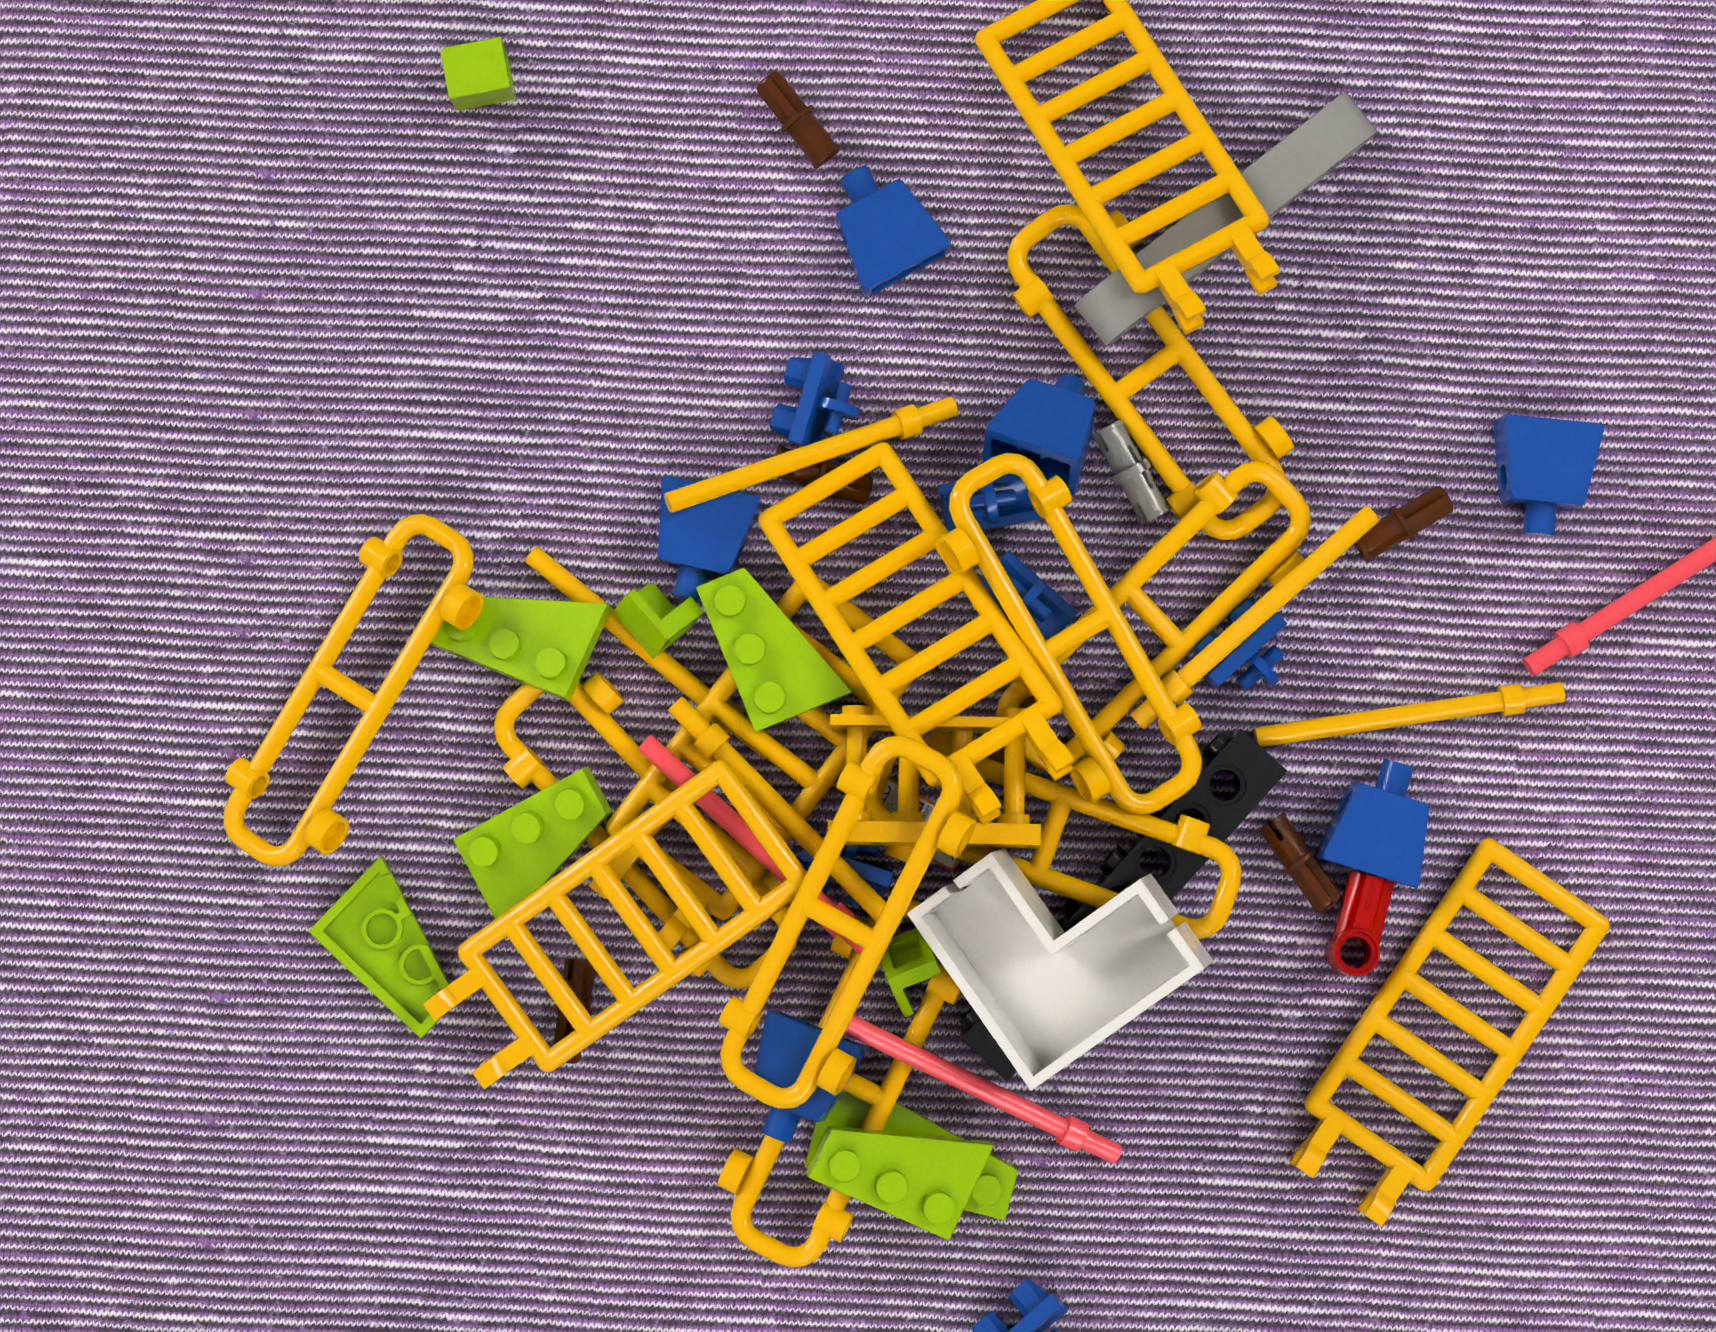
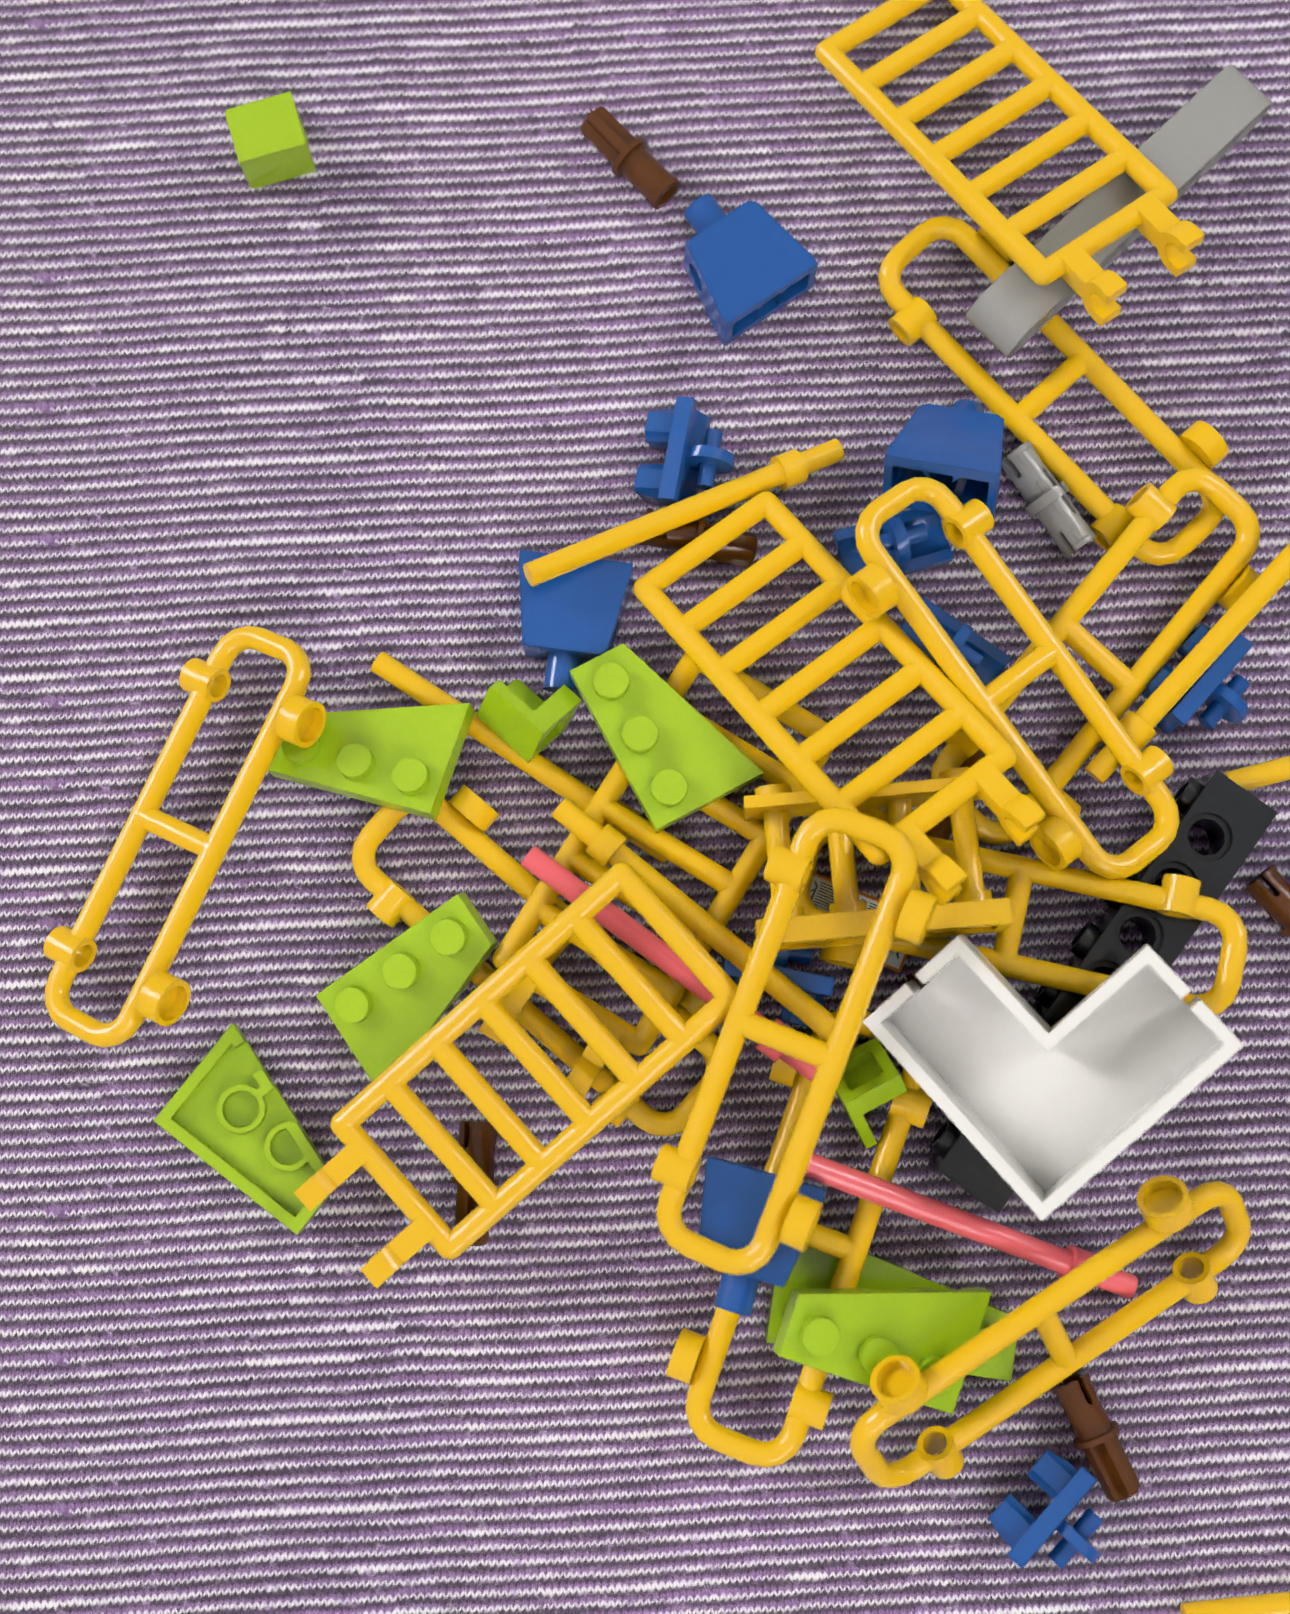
camera: 10 degrees left, 5 degrees down
(907, 1213) = (904, 1388): none -> yellow bar
(1070, 1272) = (1097, 1436): none -> reddish brown axle

